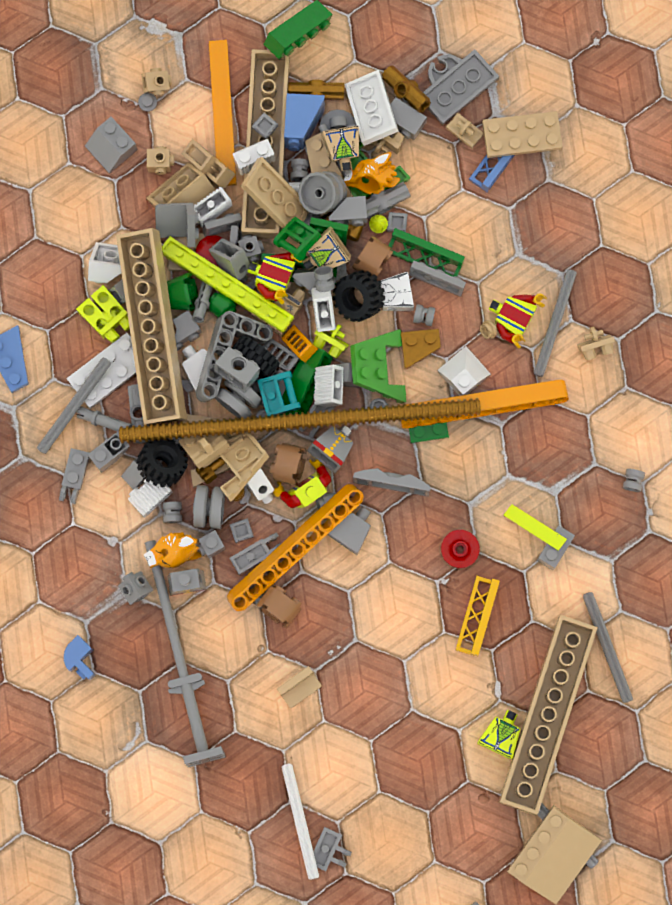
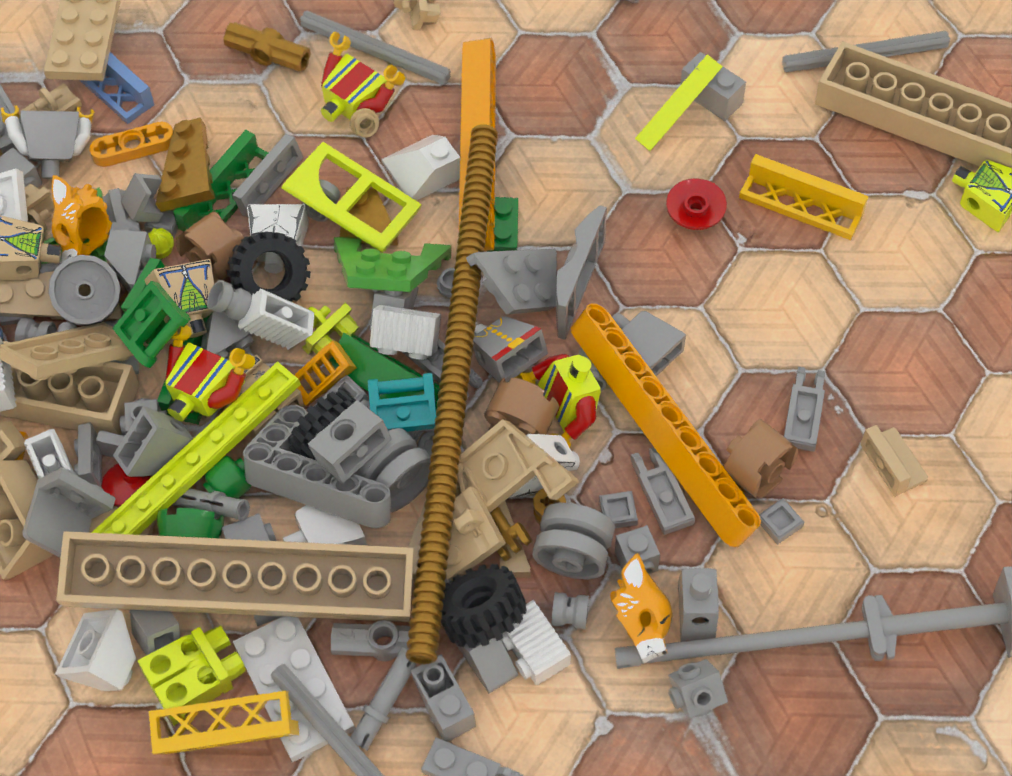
camera: 80 degrees left, 20 degrees down
(69, 339) = (222, 737): none -> yellow fence
(249, 624) = (780, 521): none -> light grey tile
(322, 631) = (805, 411): none -> light grey hinge
(379, 447) = (519, 278): none -> light grey wing
(398, 207) = (139, 198): none -> light grey panel
(422, 228) = (186, 167): none -> pearl gold wing
(422, 304) = (306, 187): none -> neon yellow window
(439, 136) = (48, 136): none -> light grey torso
(452, 202) = (122, 138): none -> light orange beam
(541, 253) = (267, 46): none -> pearl gold piece

